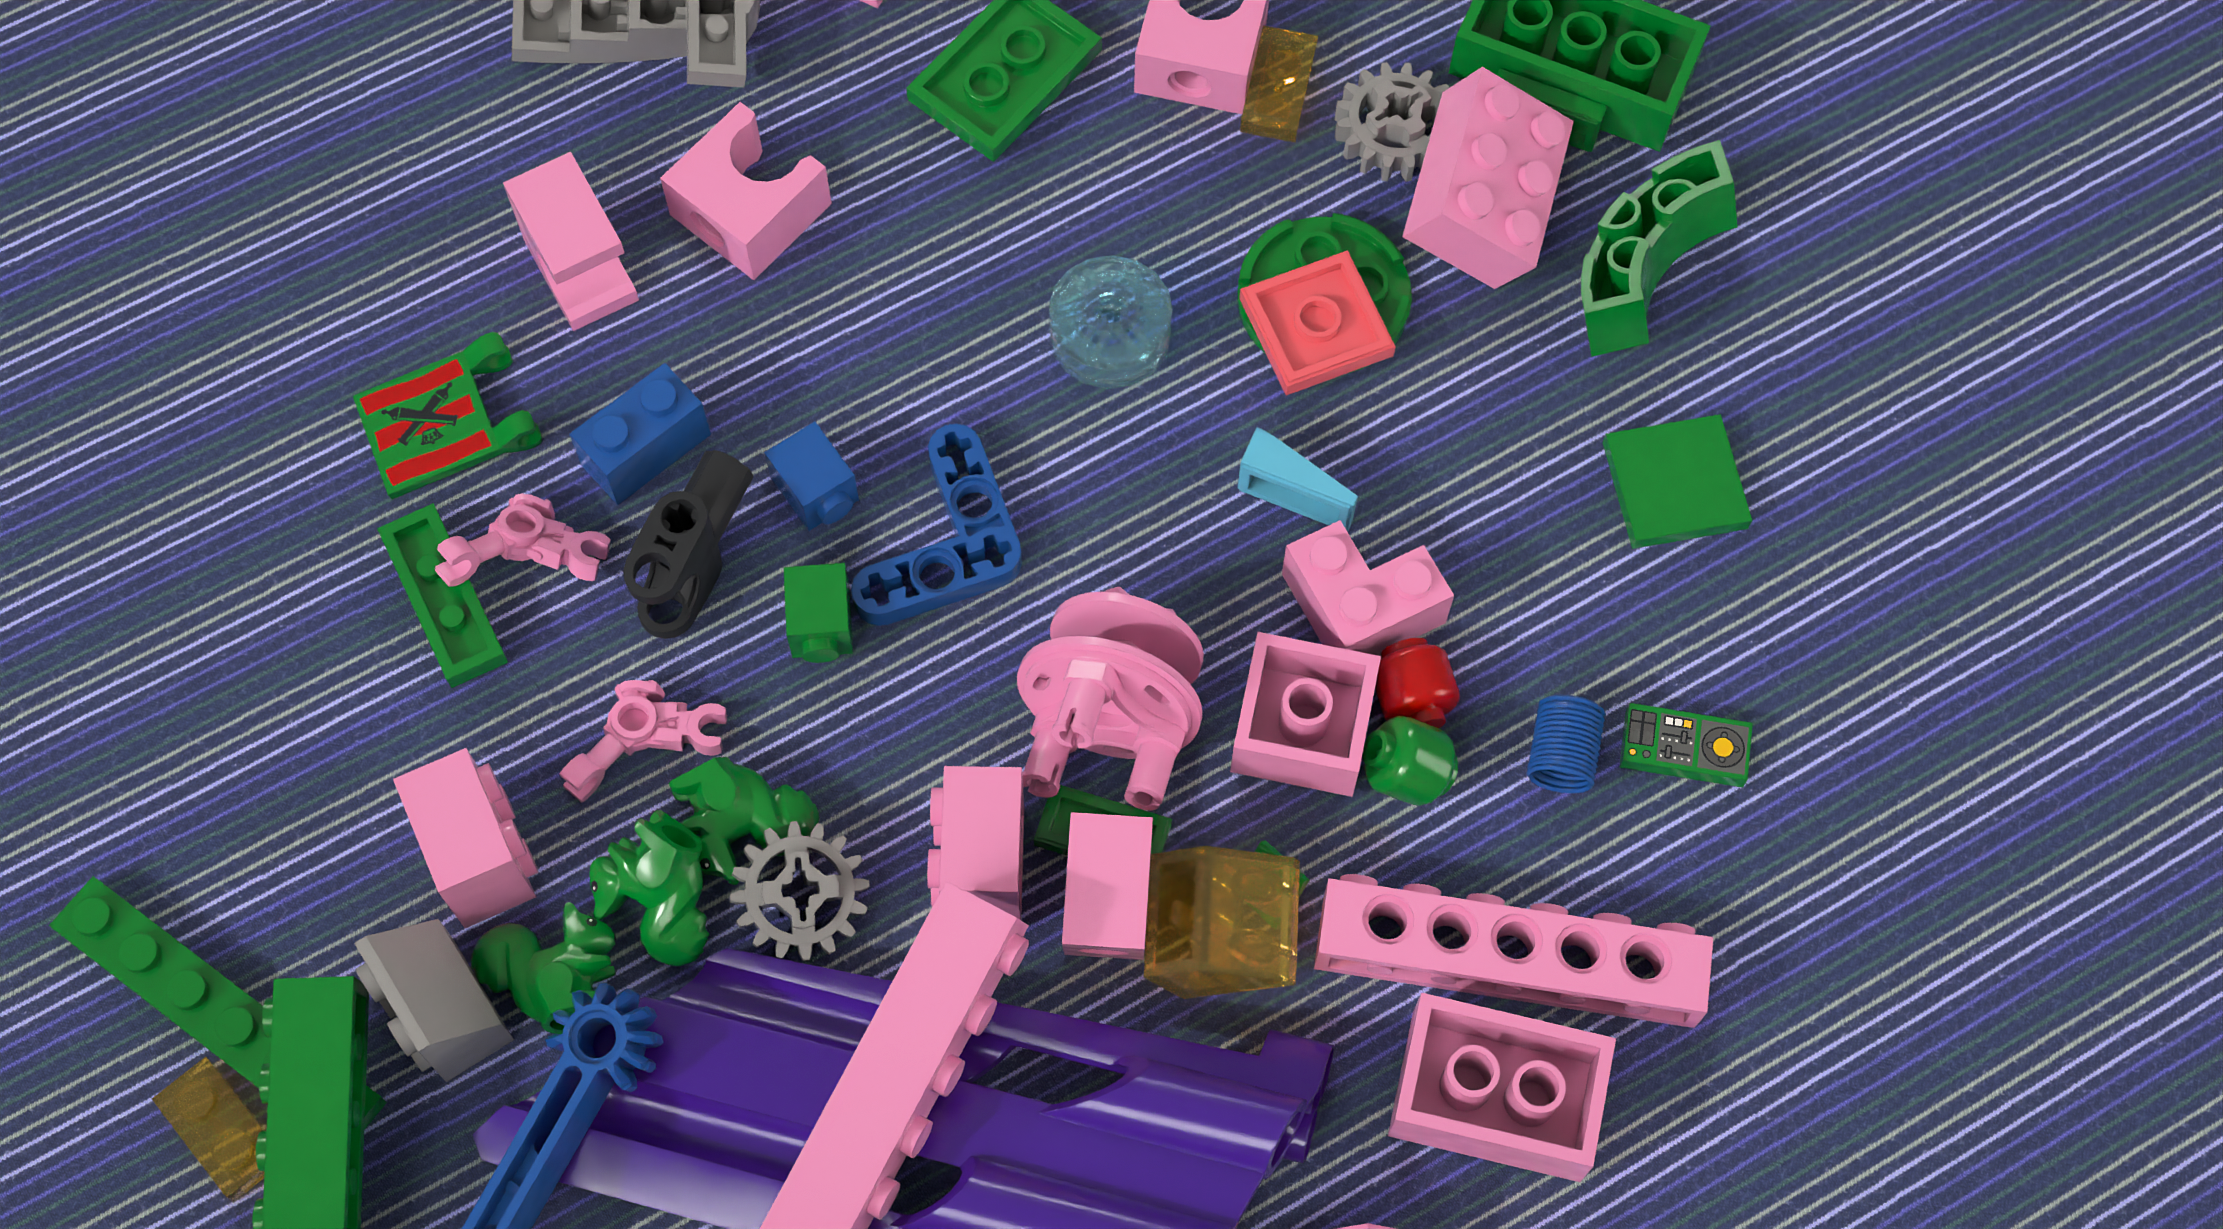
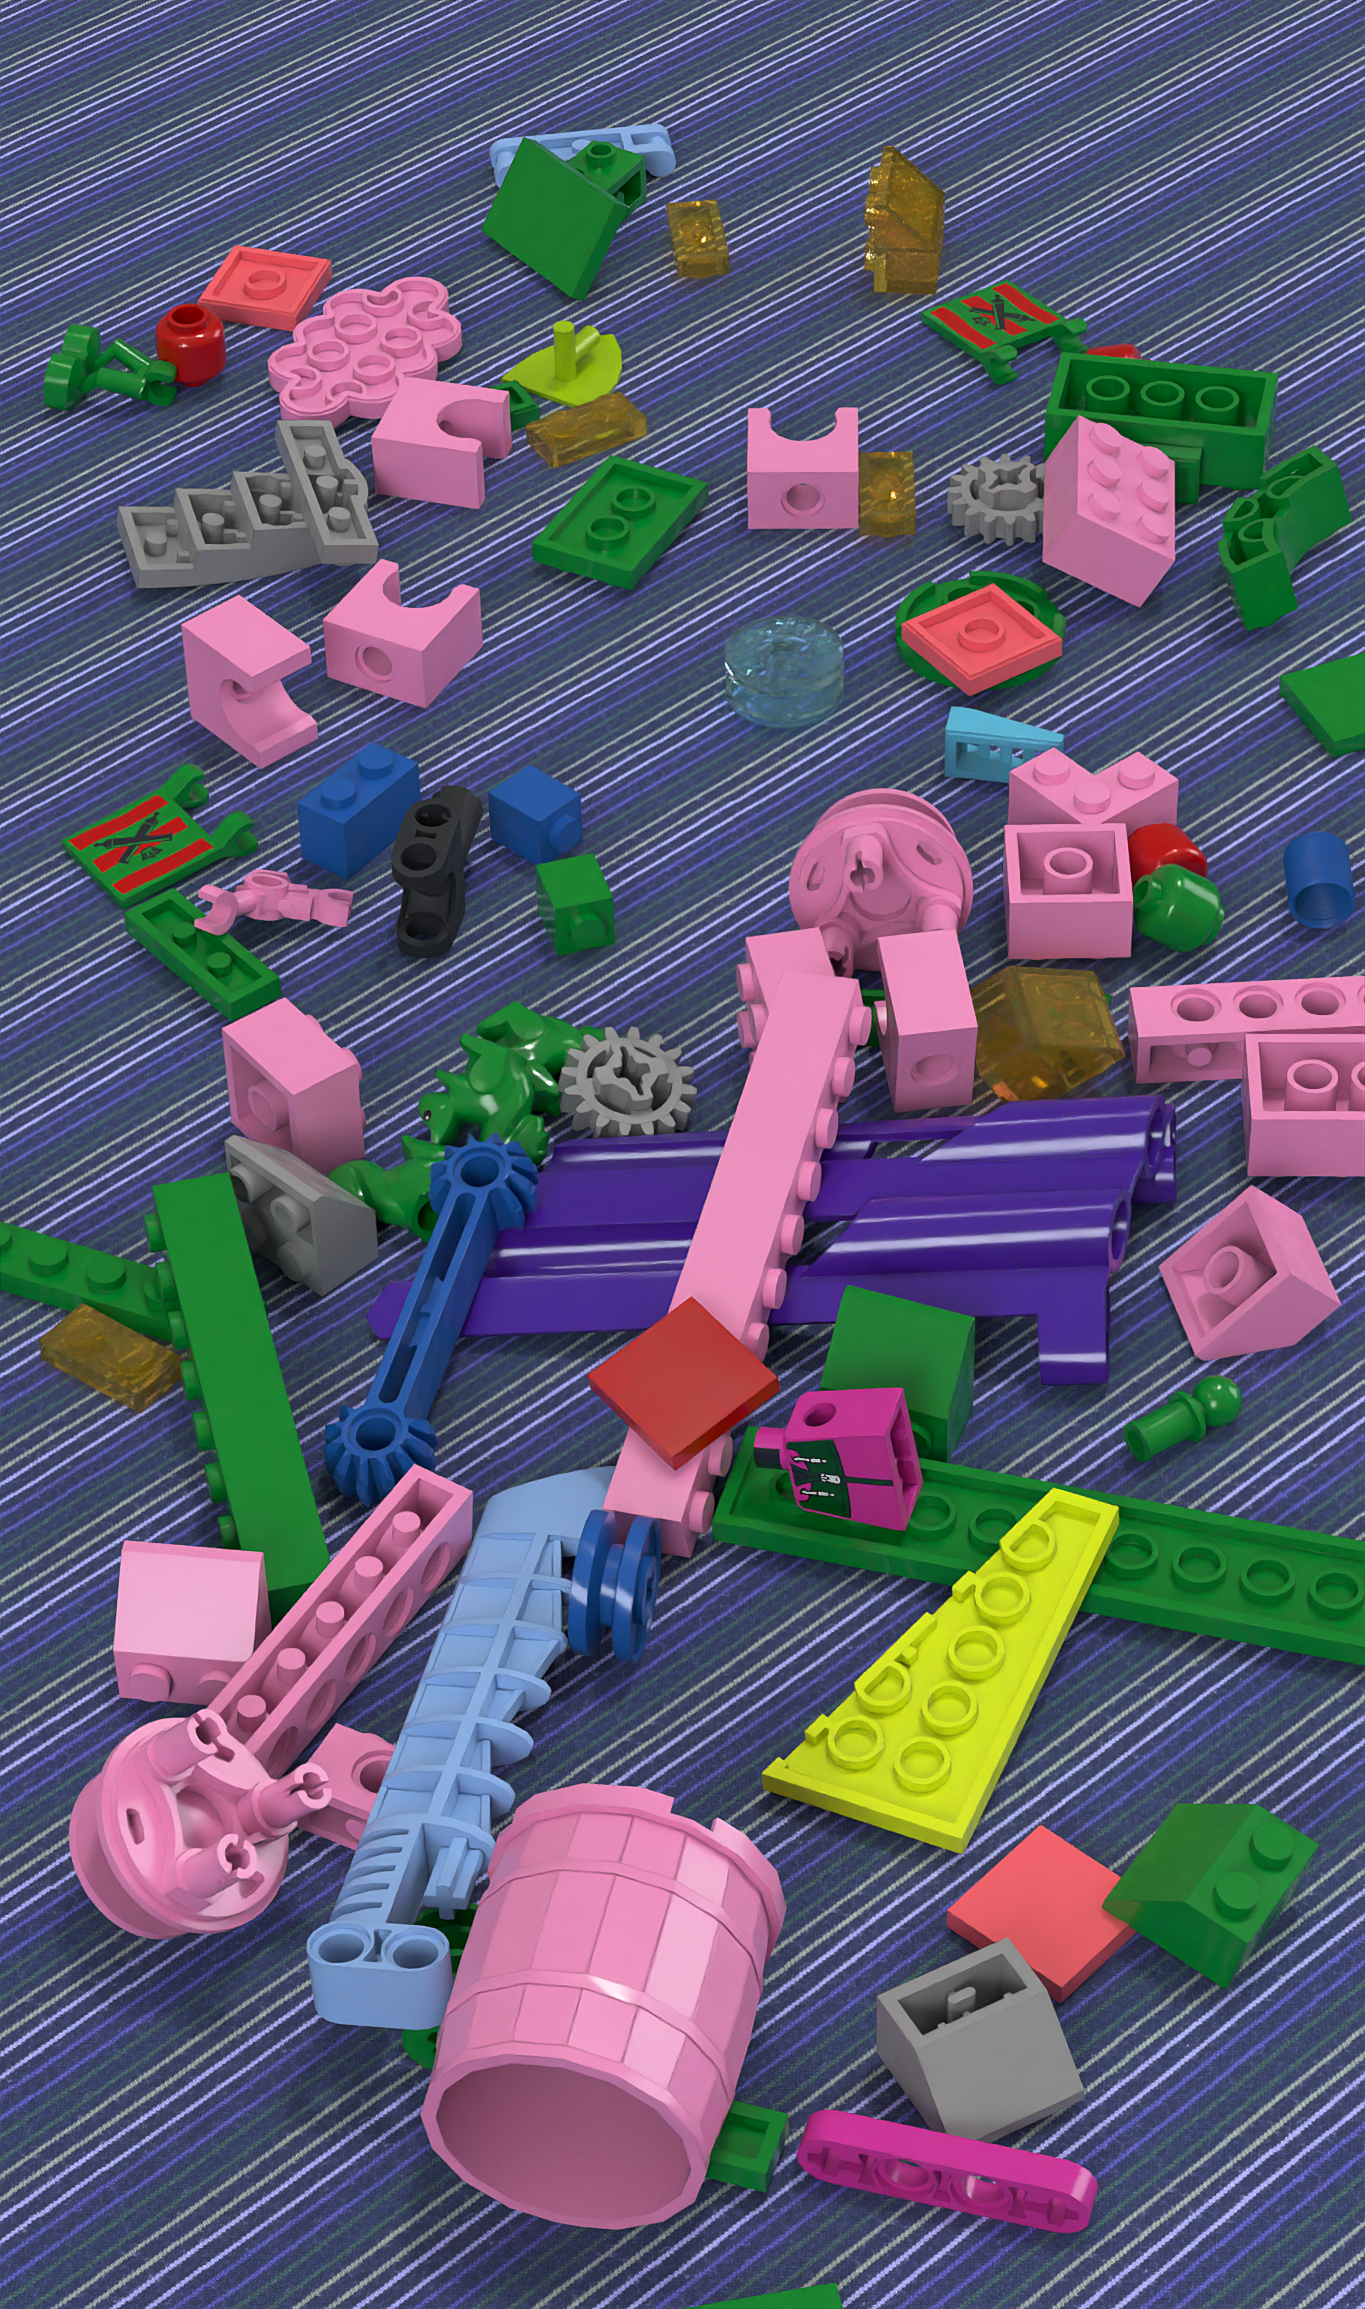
camera: 10 degrees left, 25 degrees down
(638, 723) = (424, 1015): bright pink piece -> none
(971, 538) = (713, 849): blue beam -> none

